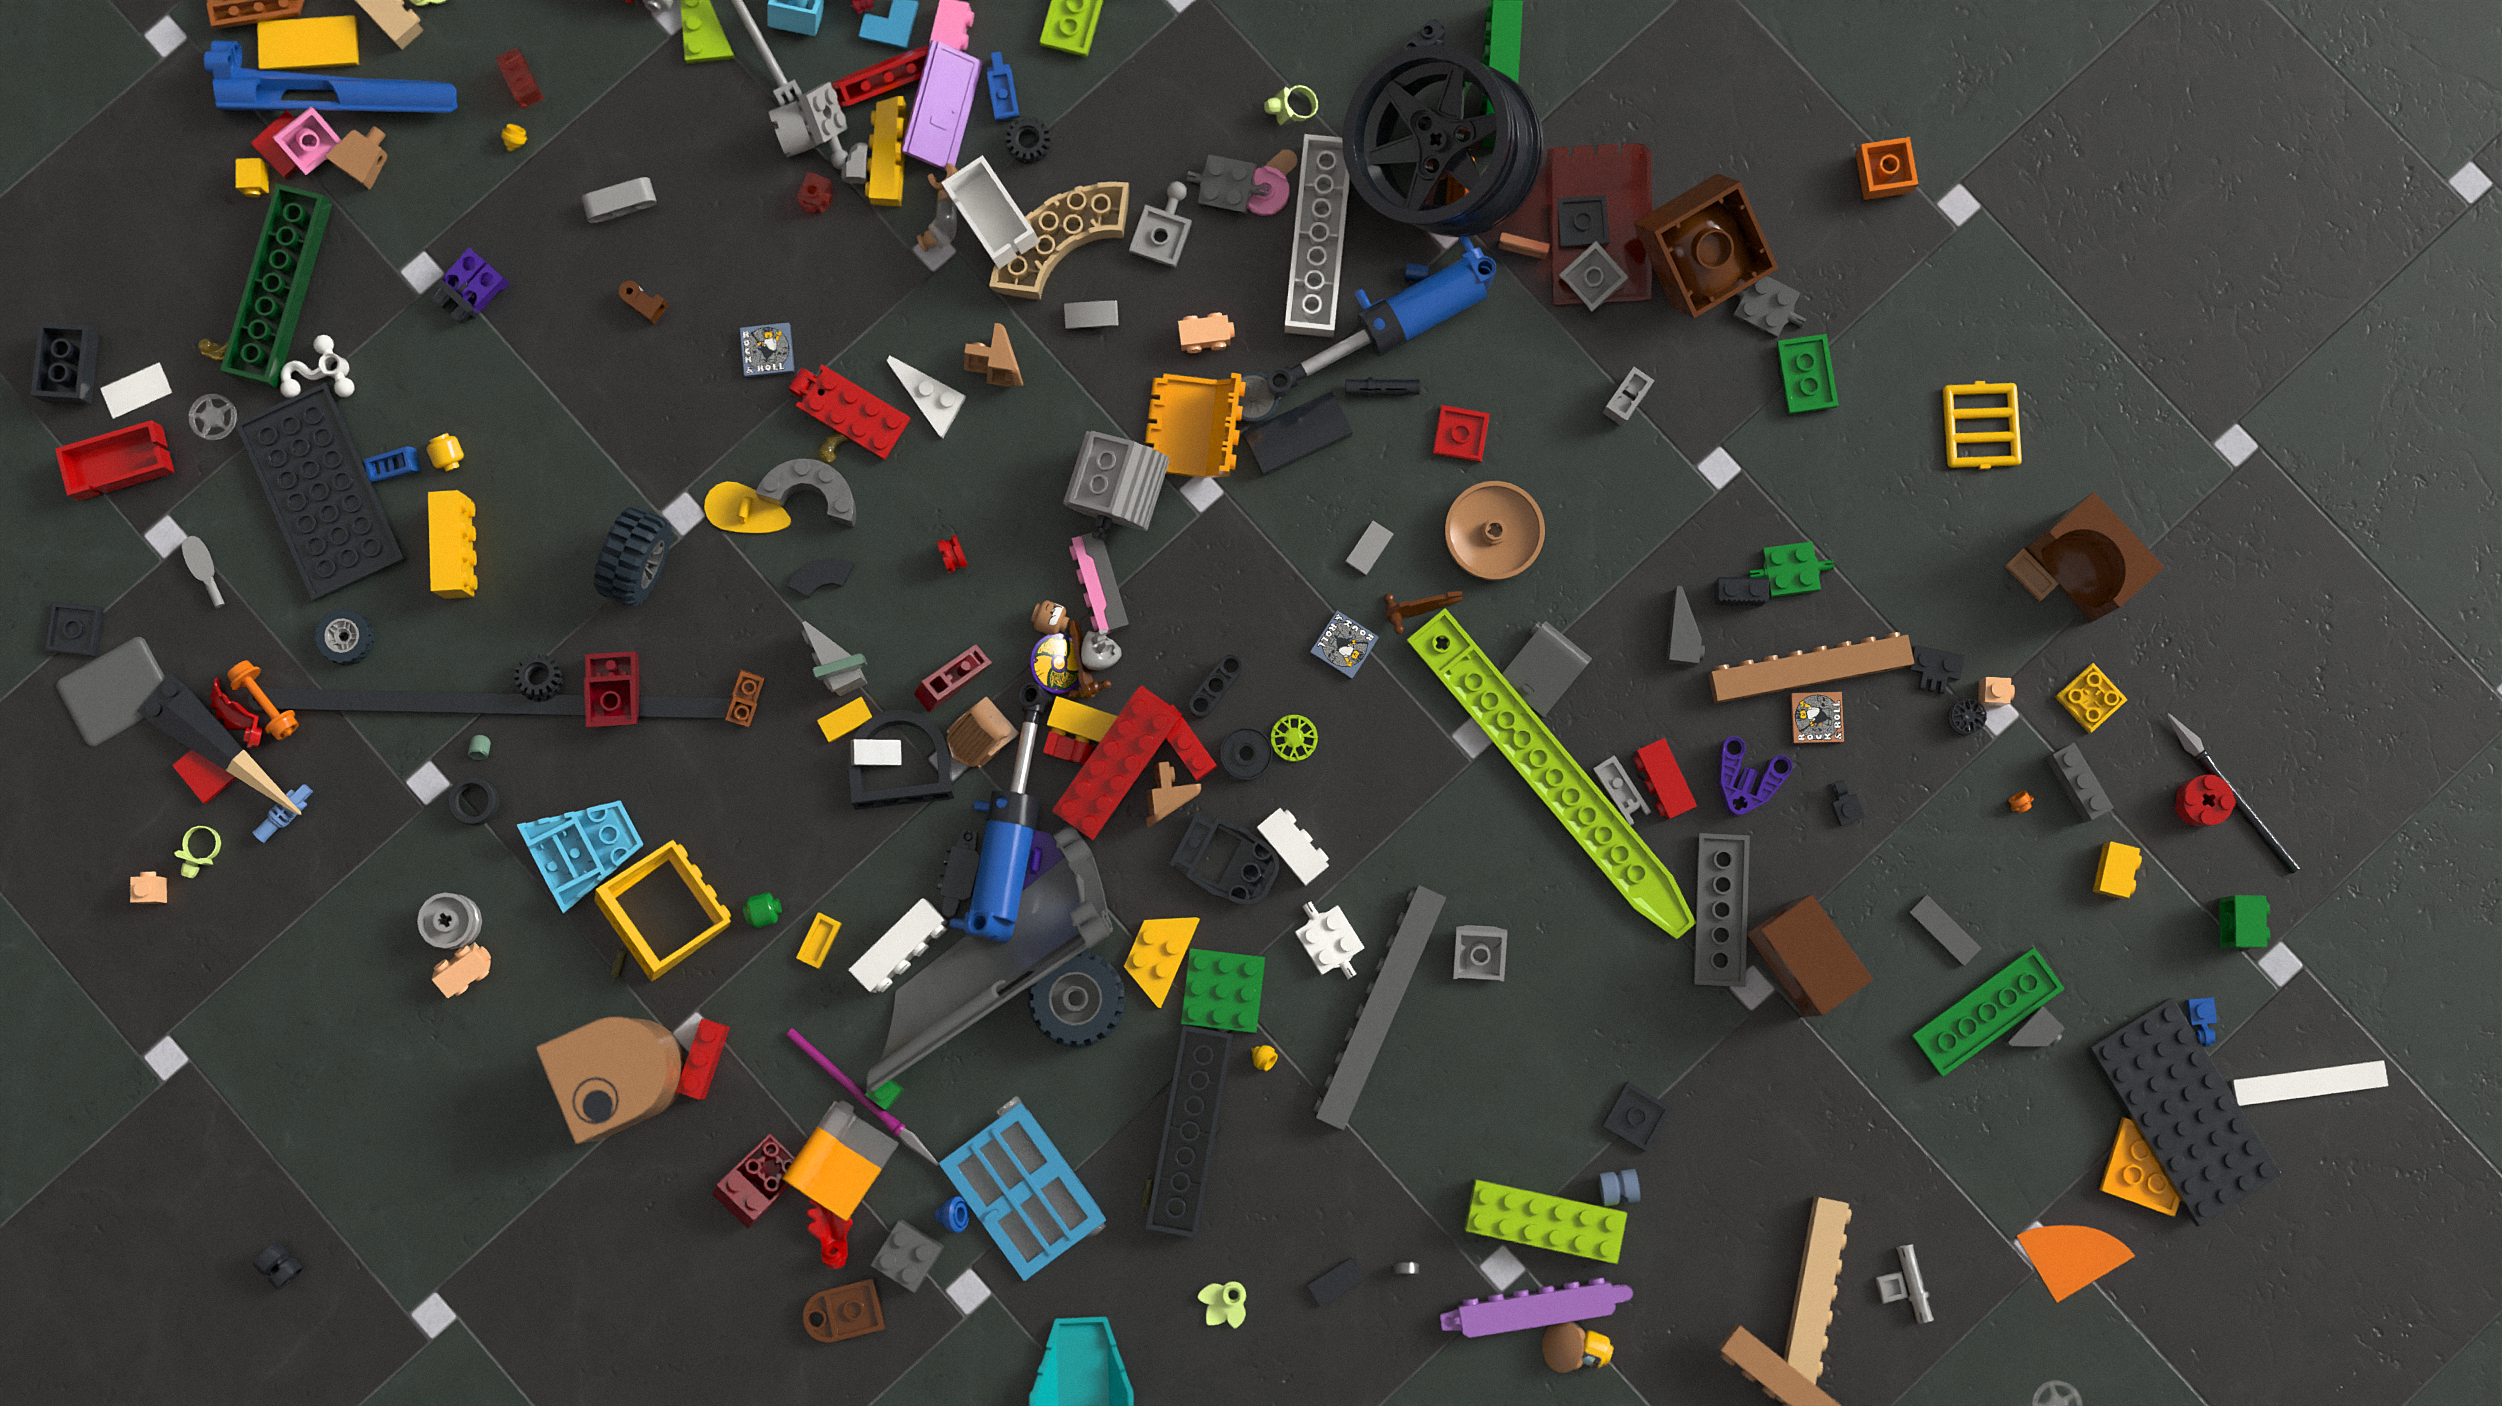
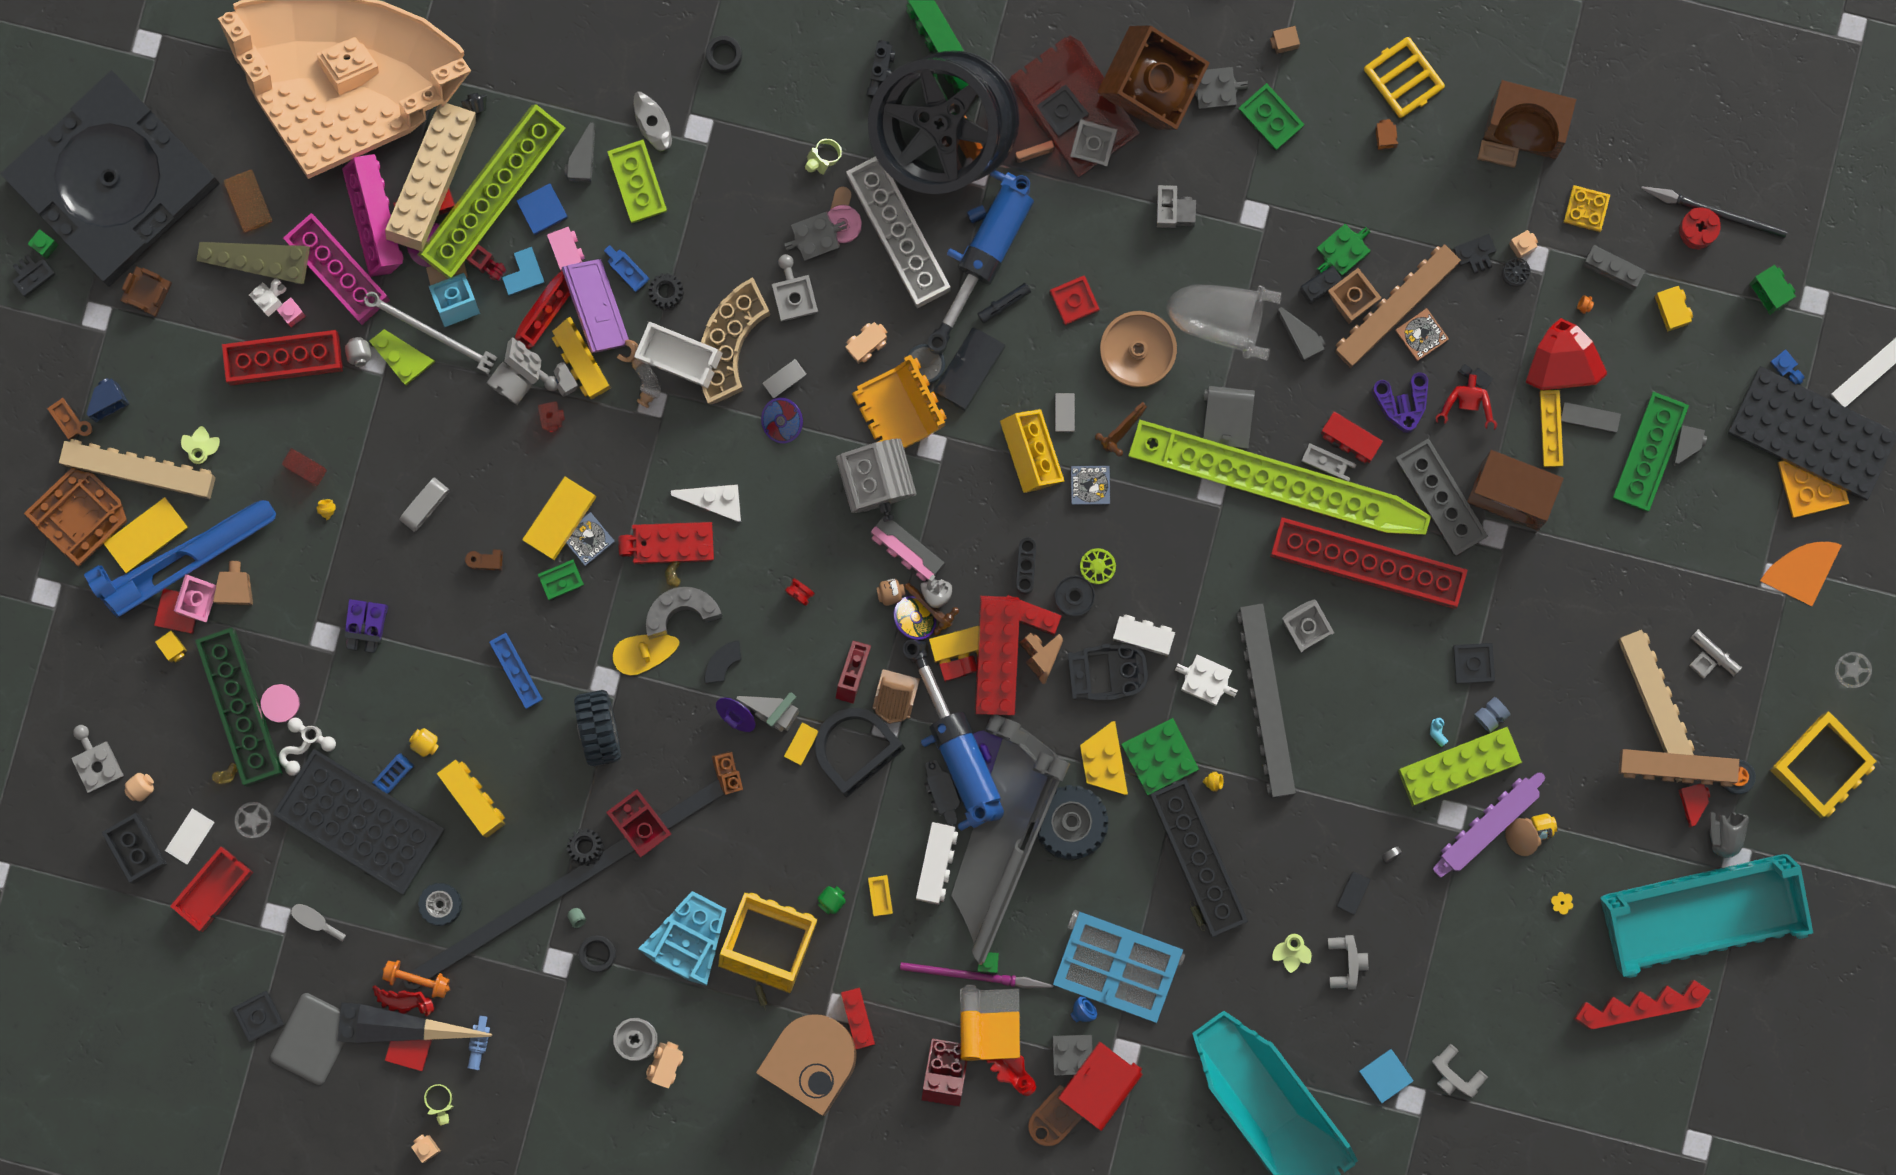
camera: 30 degrees left, 0 degrees up
(80, 239) = (85, 761): none -> light grey plate
(116, 302) = (139, 787): none -> light nougat head
(325, 311) = (280, 703): none -> bright pink tile
(595, 440) = (516, 670): none -> blue plate
(708, 374) = (561, 580): none -> green plate
(751, 307) = (559, 518): none -> yellow tile
(792, 641) = (735, 714): none -> dark purple shield
(876, 752) = (836, 751): tile -> none
(914, 1311) = (1100, 1086): none -> red door
(995, 361) = (745, 448): medium nougat piece -> none
(1058, 357) = (782, 420): none -> shield
(1287, 1361) = (1357, 962): none -> light grey connector
(1305, 565) = (1032, 450): none -> yellow slope
(1545, 1164) = (1436, 731): none -> medium azure arm
(1593, 930) = (1369, 563): none -> red brick
(1611, 553) = (1222, 315): none -> clear windscreen
(1645, 416) = (1186, 211): none -> flat silver brick
(1770, 626) = (1354, 295): none -> medium nougat slope
(1824, 822) = (1470, 399): none -> red piece
(1877, 300) = (1285, 40): none -> medium nougat brick
(1893, 914) = (1551, 428): none -> yellow plate
(1921, 474) = (1386, 134): none -> dark orange window
(1959, 848) = (1565, 359): none -> red brick

